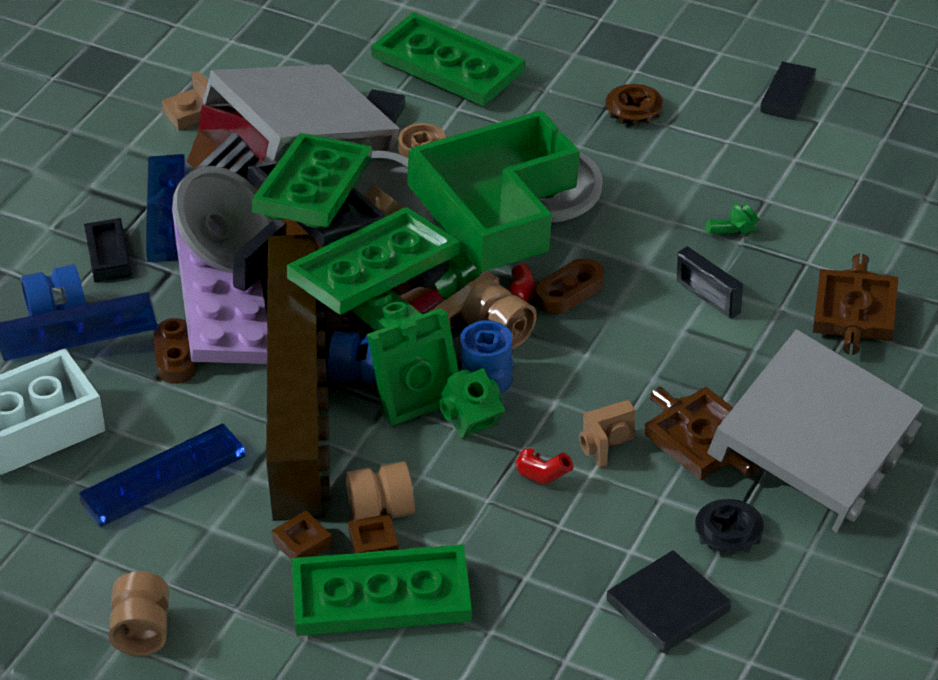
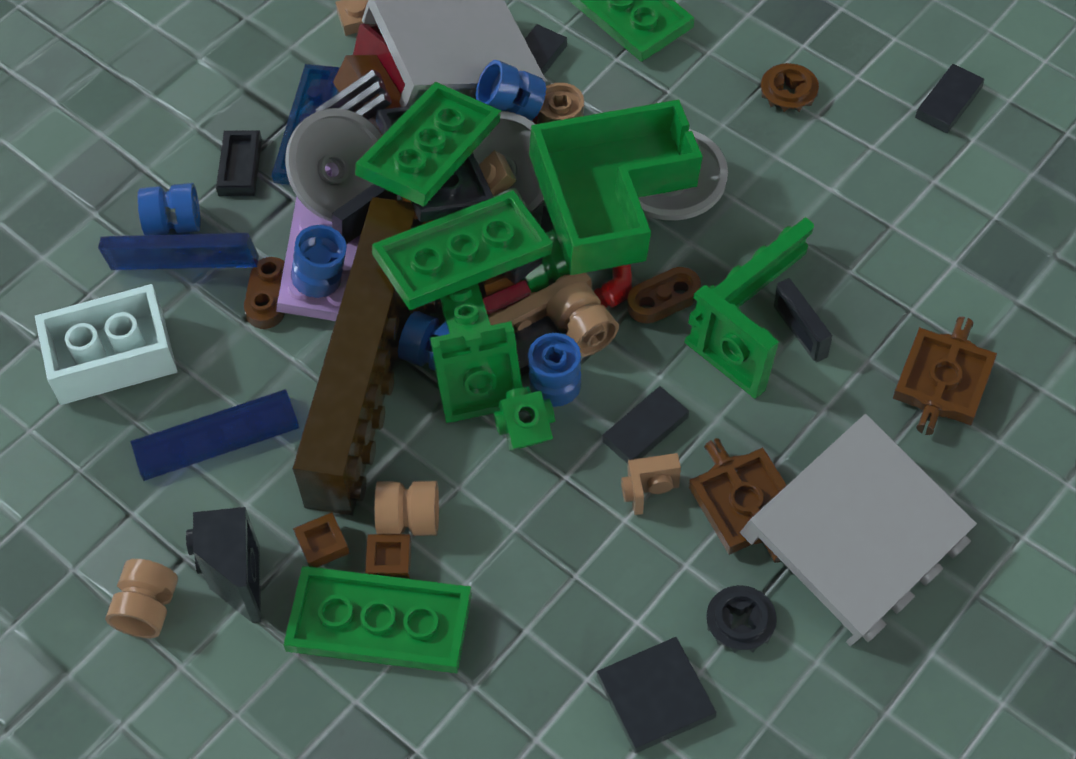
camera: 15 degrees right, 15 degrees up
(218, 561) = (228, 557): none -> black slope
(228, 301) = (318, 261): none -> blue wheel
(373, 129) = (511, 89): none -> blue wheel
(540, 471) = (576, 514): red arm -> none
(586, 392) = (645, 425): none -> black tile
(647, 300) = (727, 335): none -> green bracket
(742, 220) = (858, 249): green plate -> none

